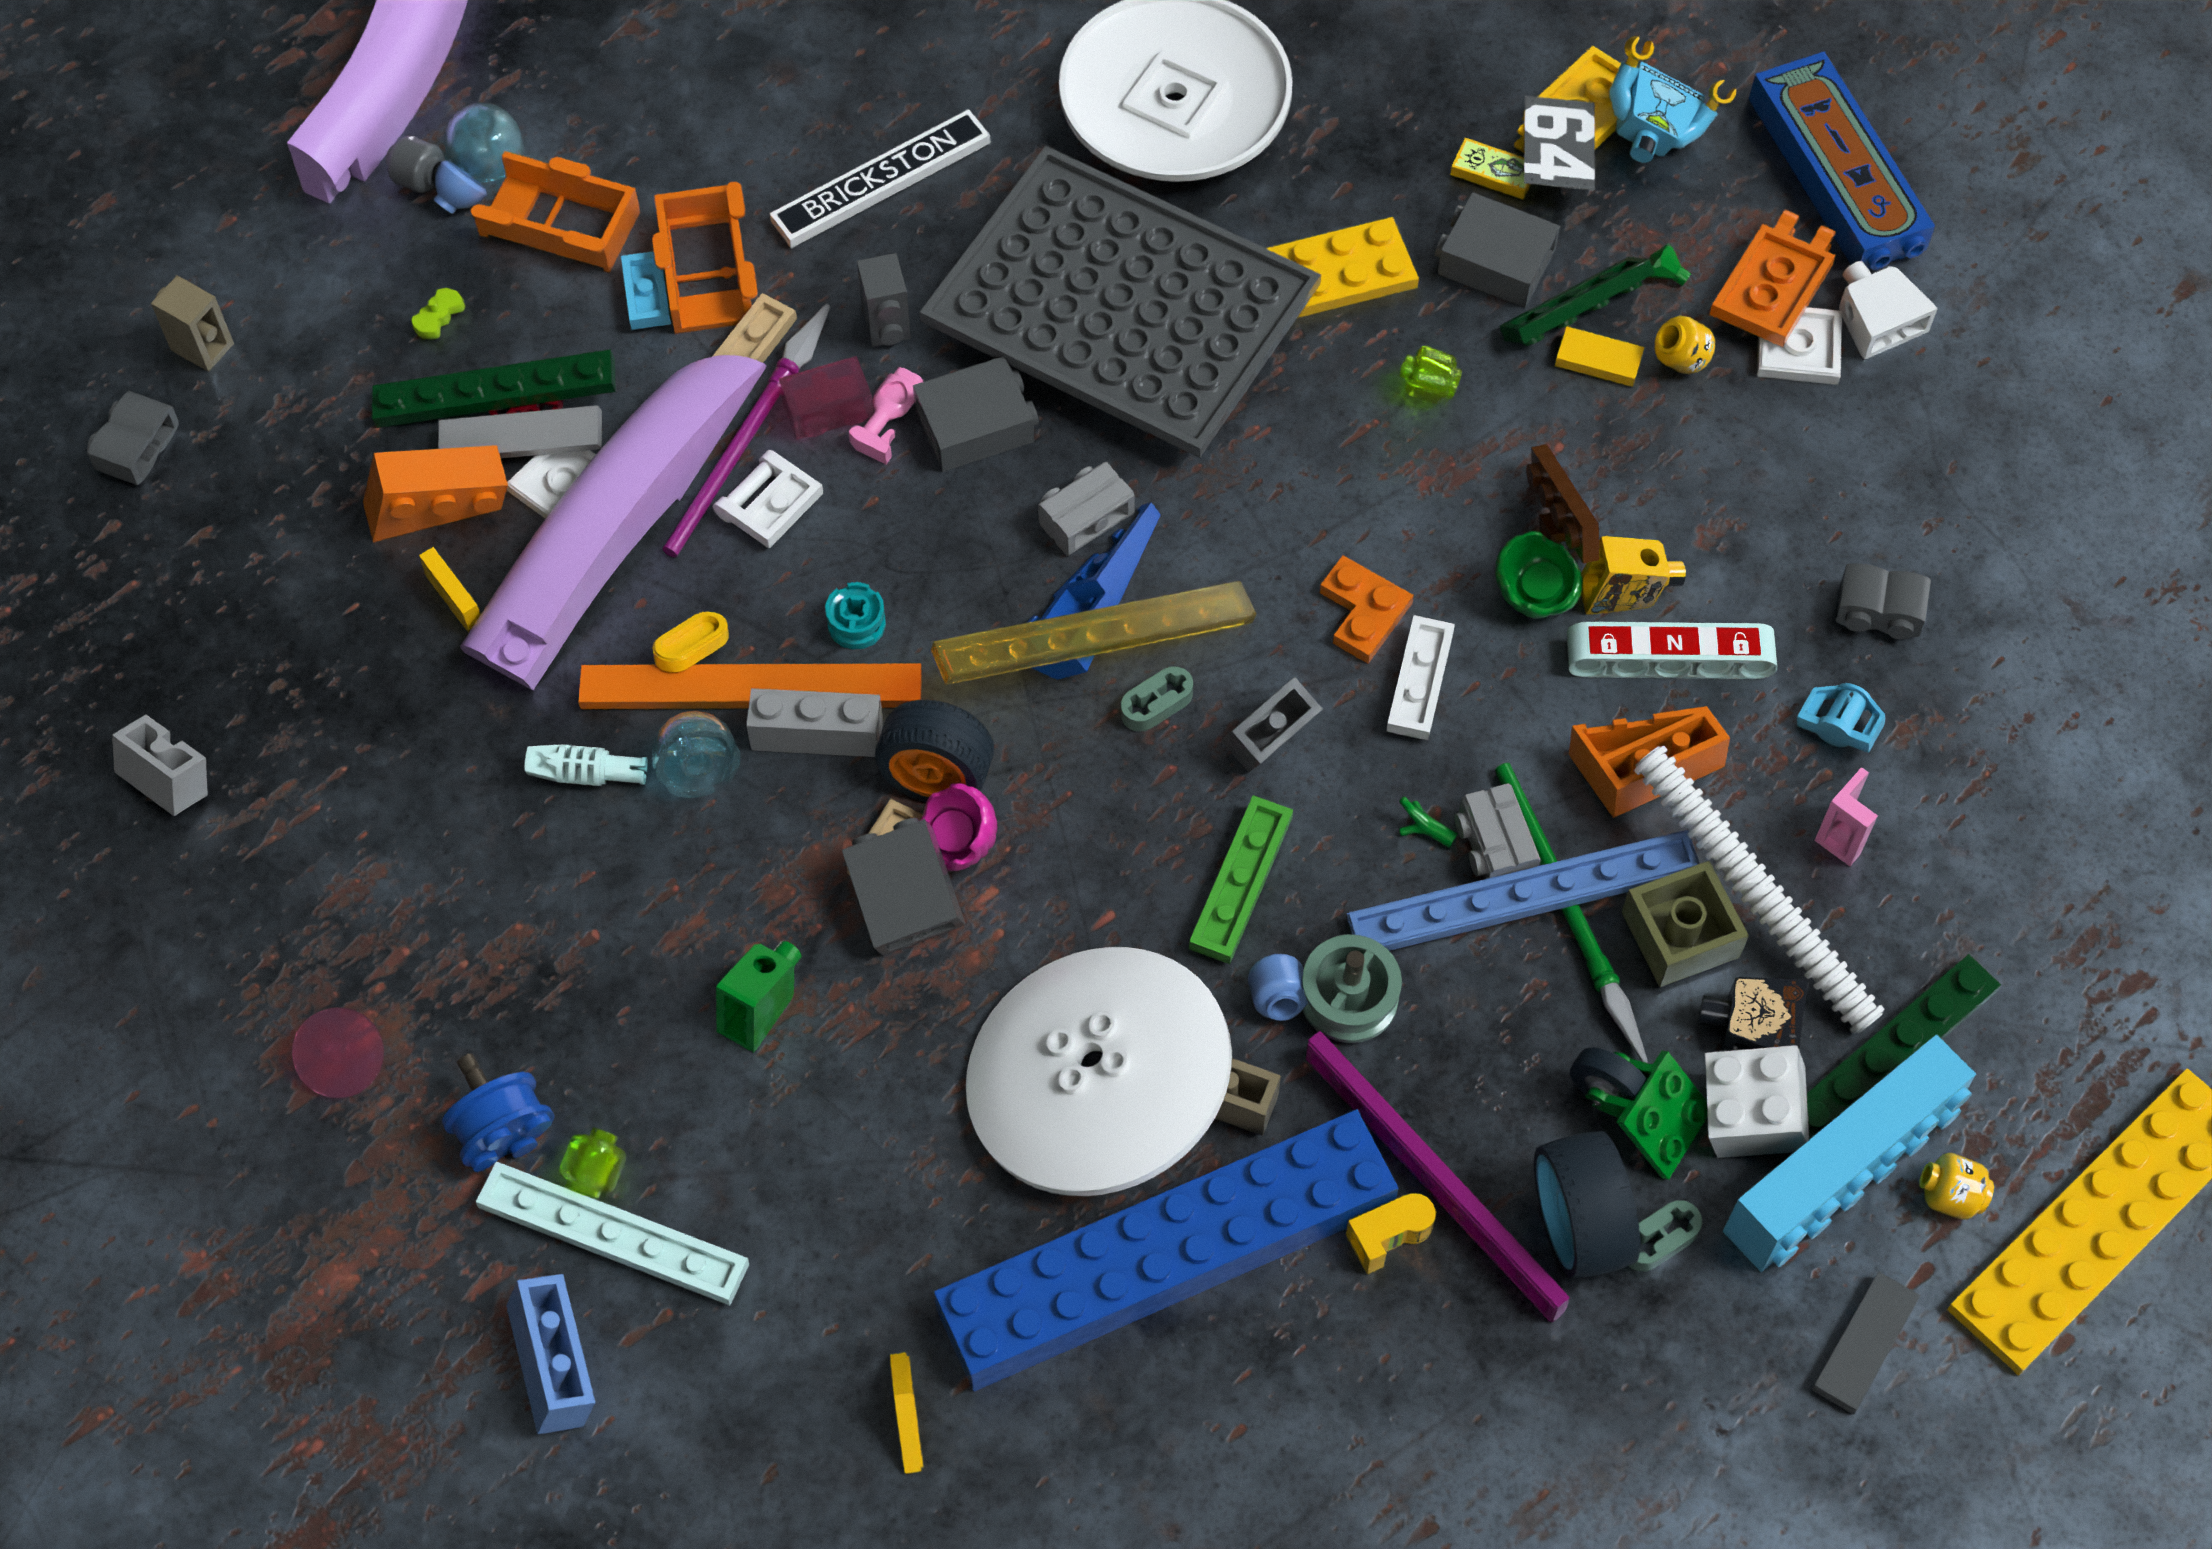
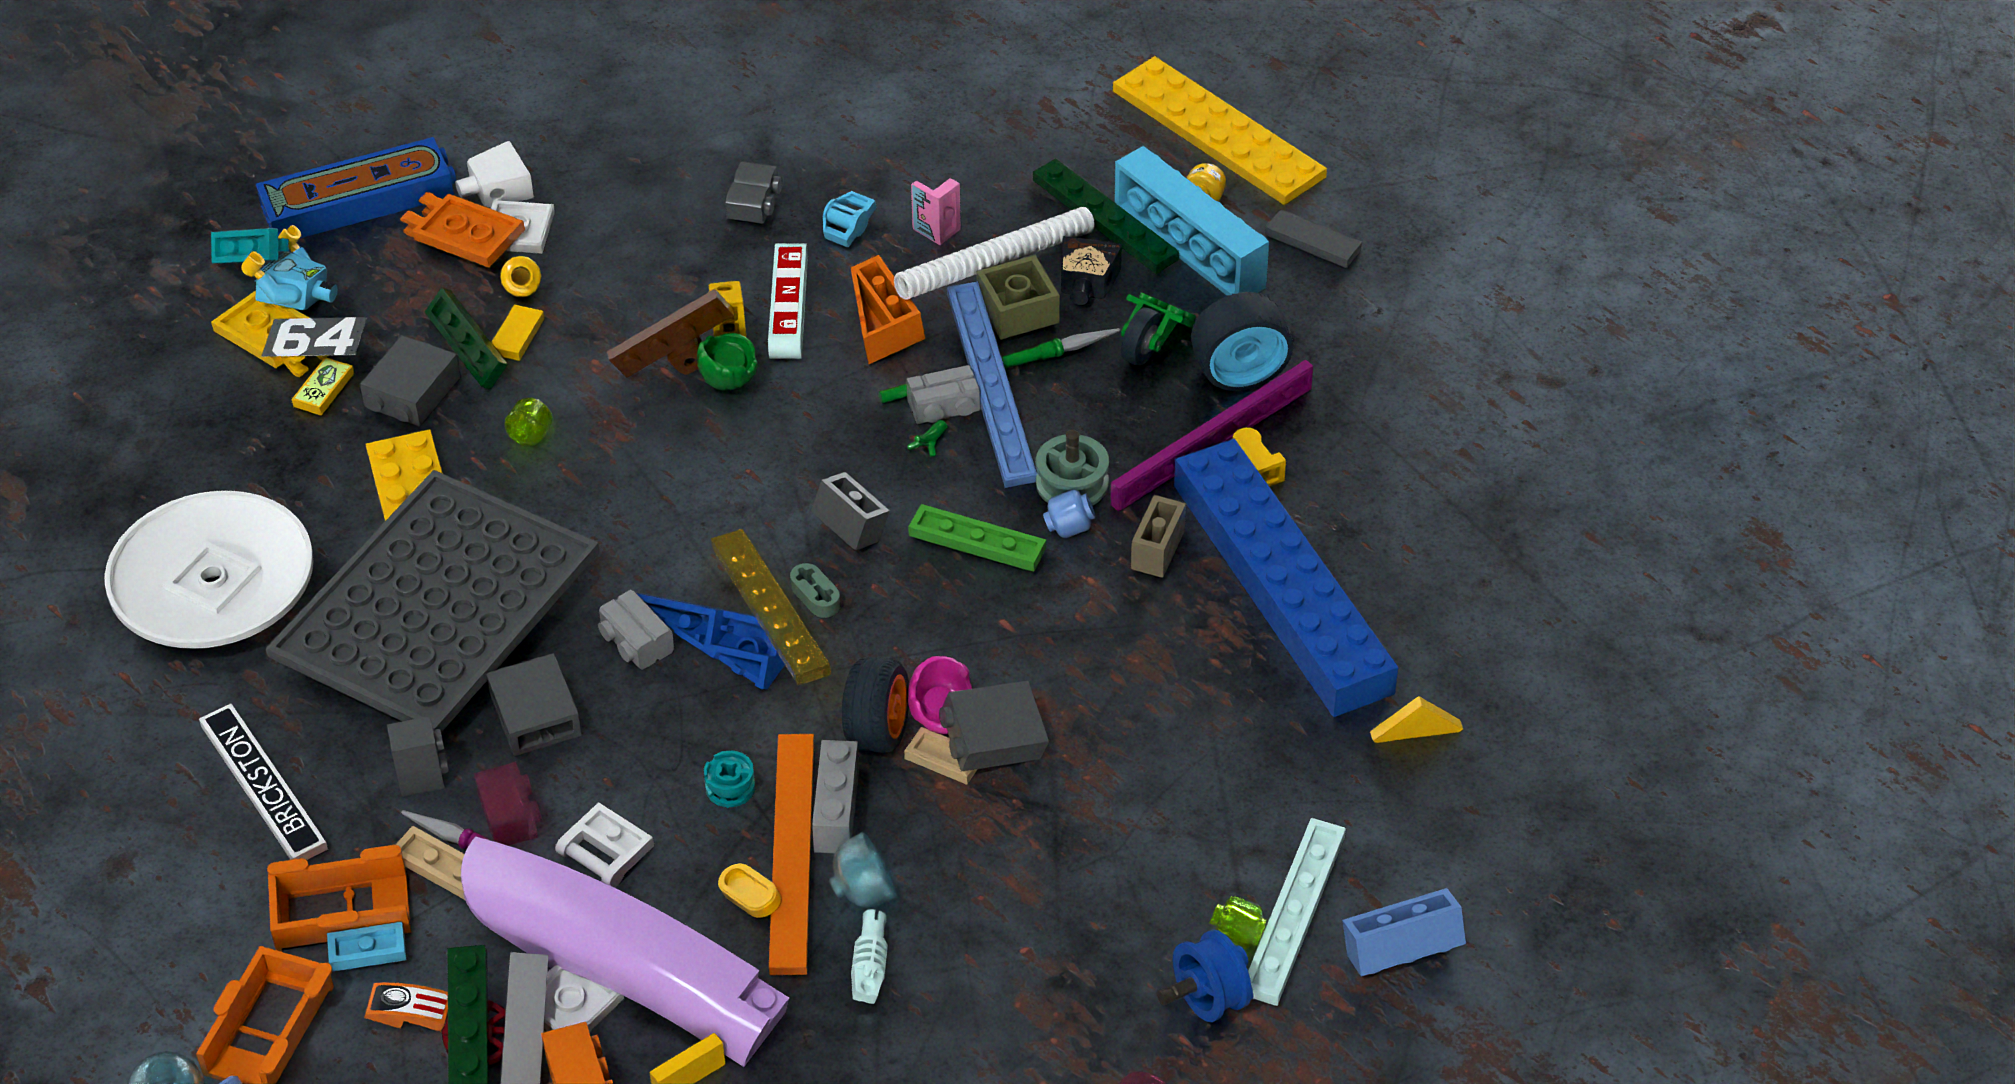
camera: 90 degrees left, 15 degrees down
(567, 326) = (409, 1003): none -> slope
(756, 993) = (1089, 818): green torso -> none
(889, 402) = (547, 783): bright pink piece -> none
(1130, 1112) = (1156, 647): white dish -> none
(1373, 603) = (734, 463): orange plate -> none
(1420, 677) = (804, 435): white plate -> none
(1668, 266) = (431, 287): green rock -> none
(1709, 51) = (238, 244): none -> teal plate
(1756, 1101) = (1154, 264): white brick -> none

